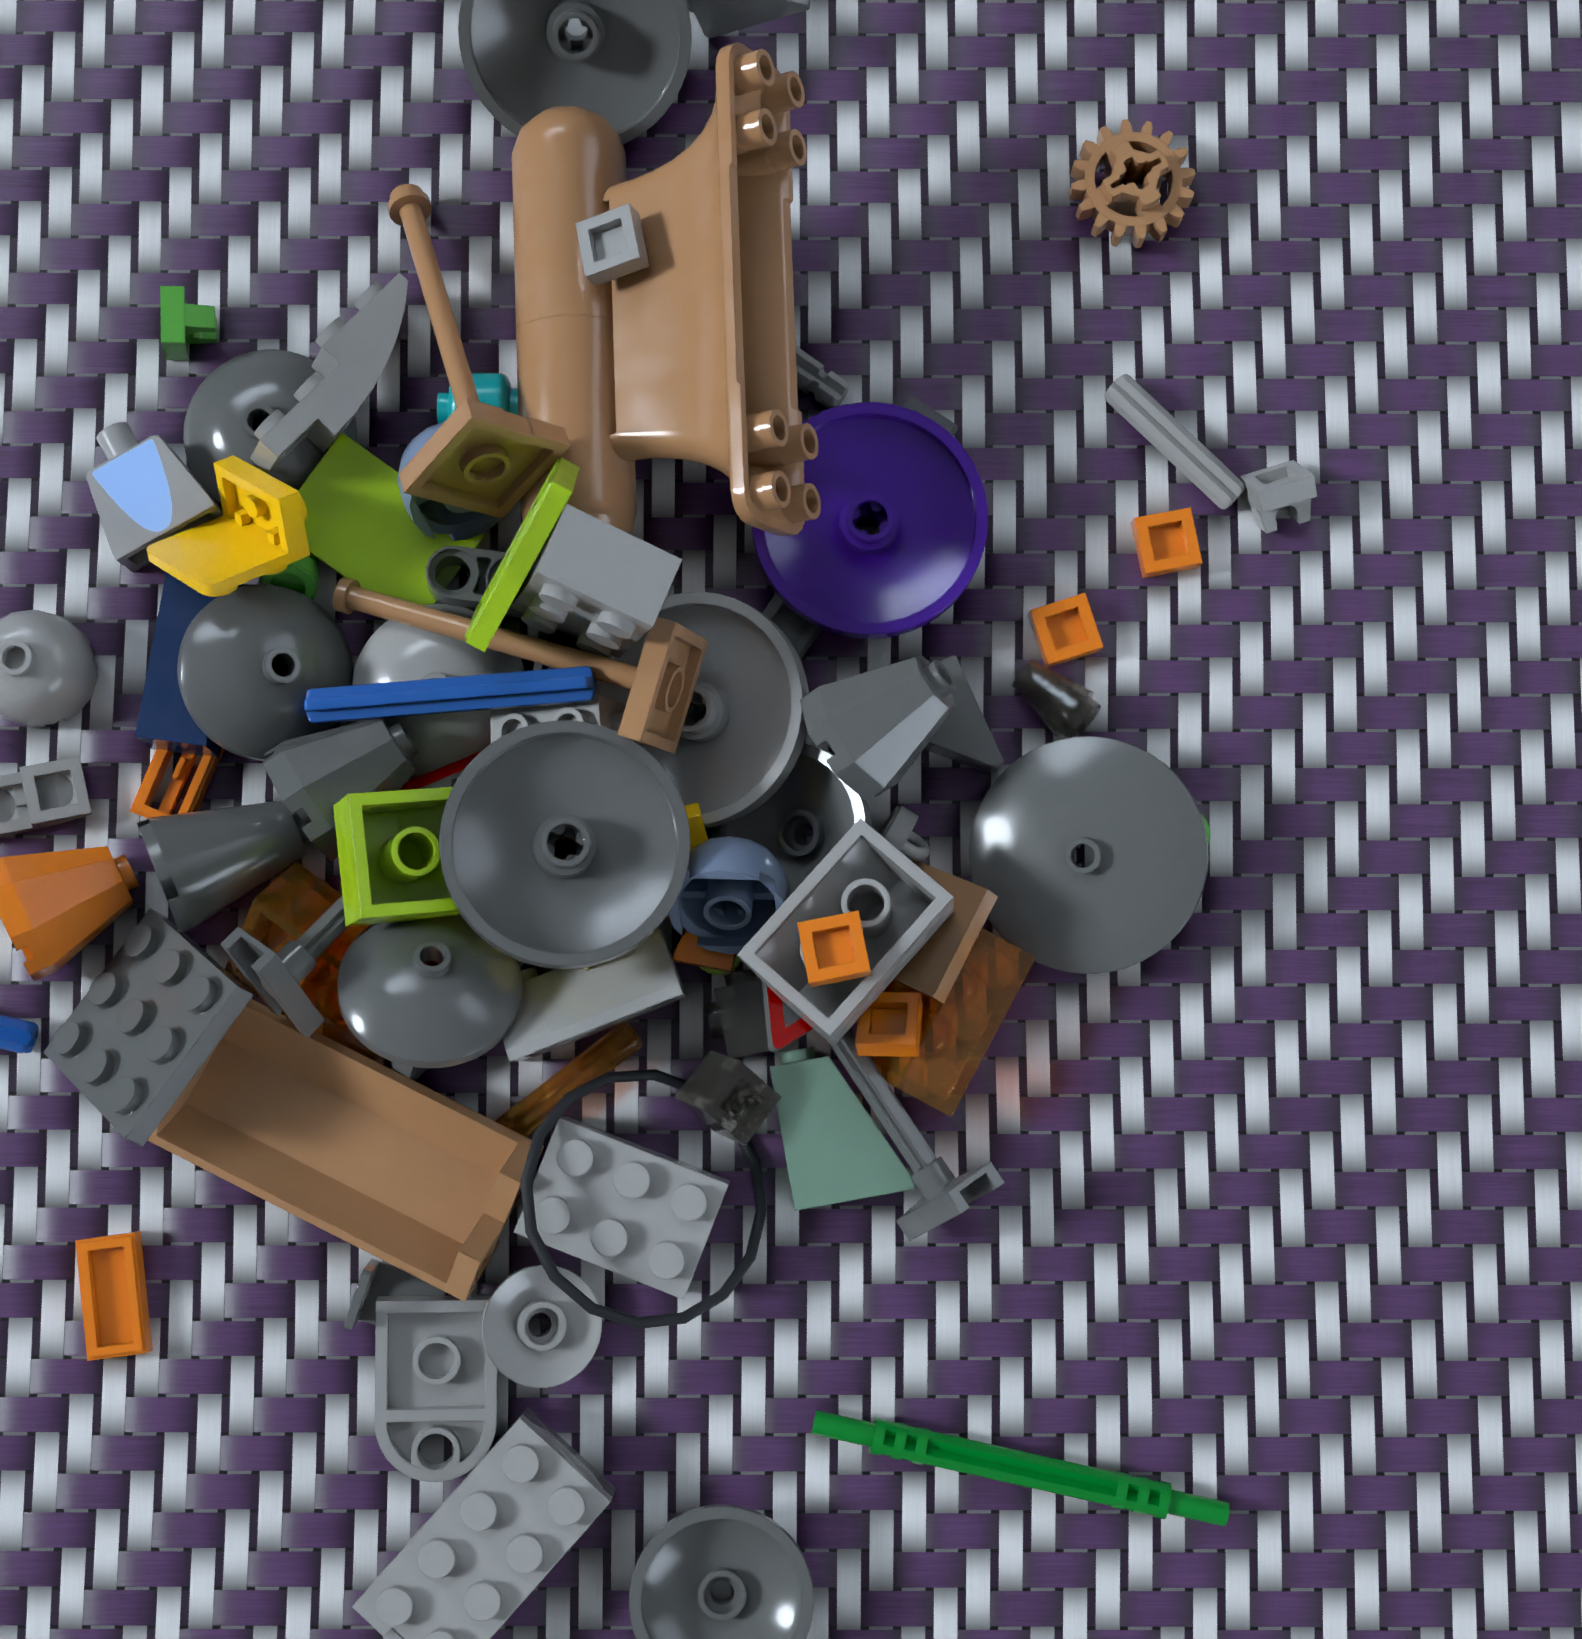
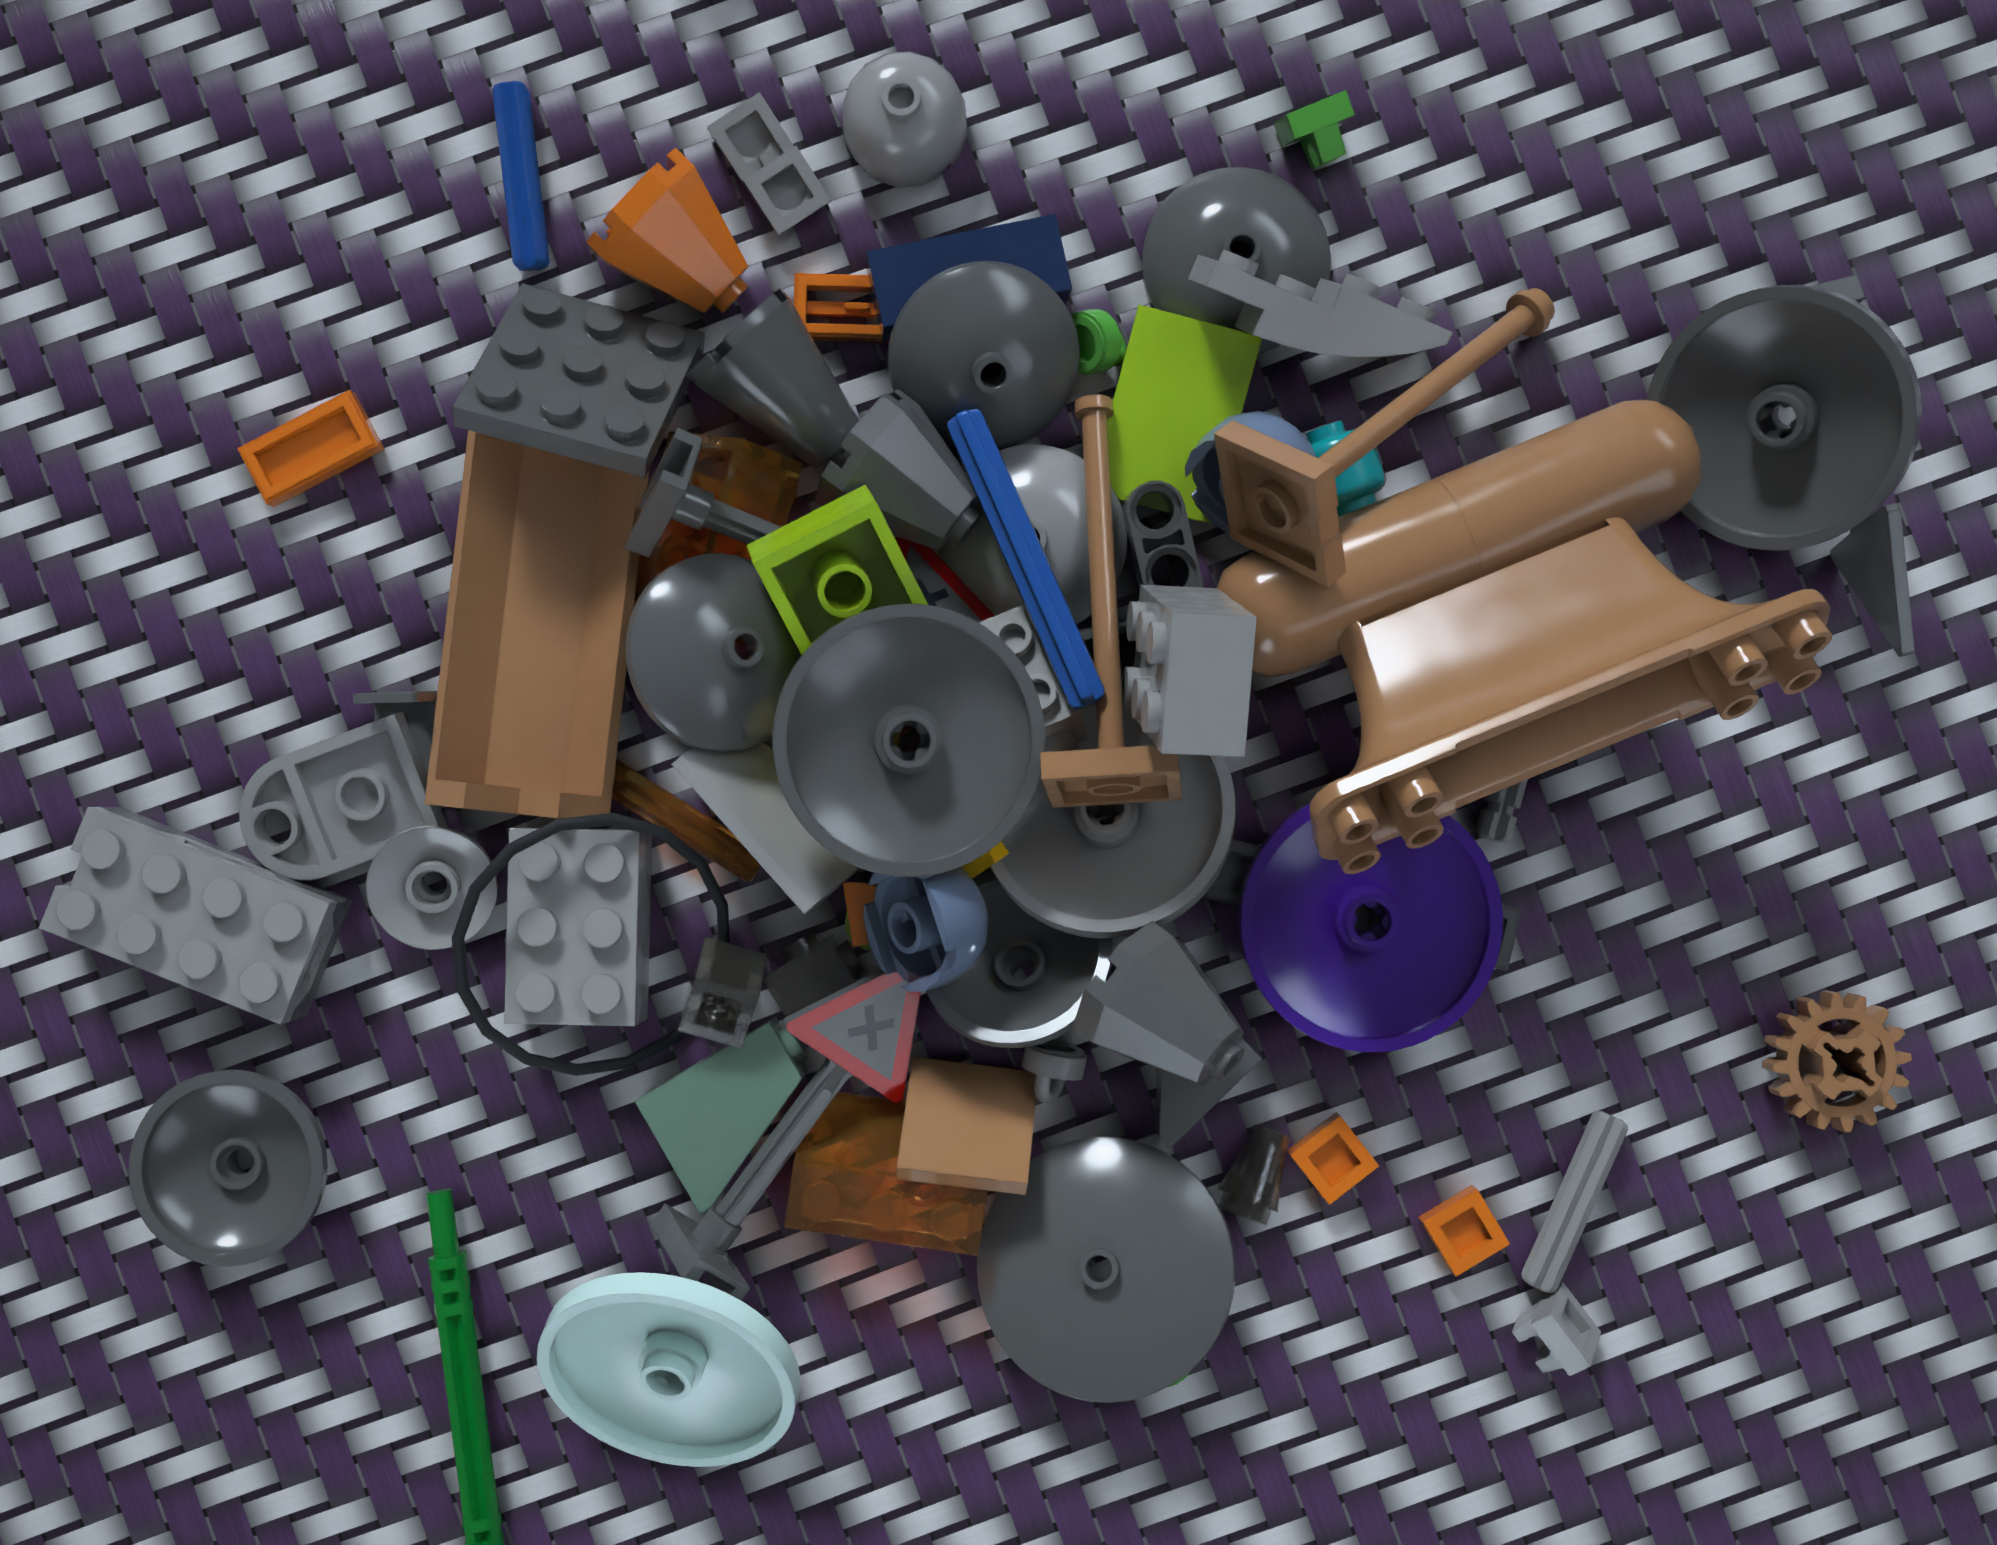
camera: 70 degrees right, 5 degrees up
(144, 494) = (1121, 163): light grey torso -> none
(253, 538) = (1108, 286): yellow bracket -> none
(522, 553) = (1195, 581): lime tile -> none
(612, 244) = (1560, 549): light grey plate -> none
(834, 949) = (901, 1057): orange tile -> none
(891, 1026) = (854, 1130): orange tile -> none
(897, 914) = (930, 1058): light grey slope -> none
(1038, 1263) = (669, 1369): none -> light aqua dish

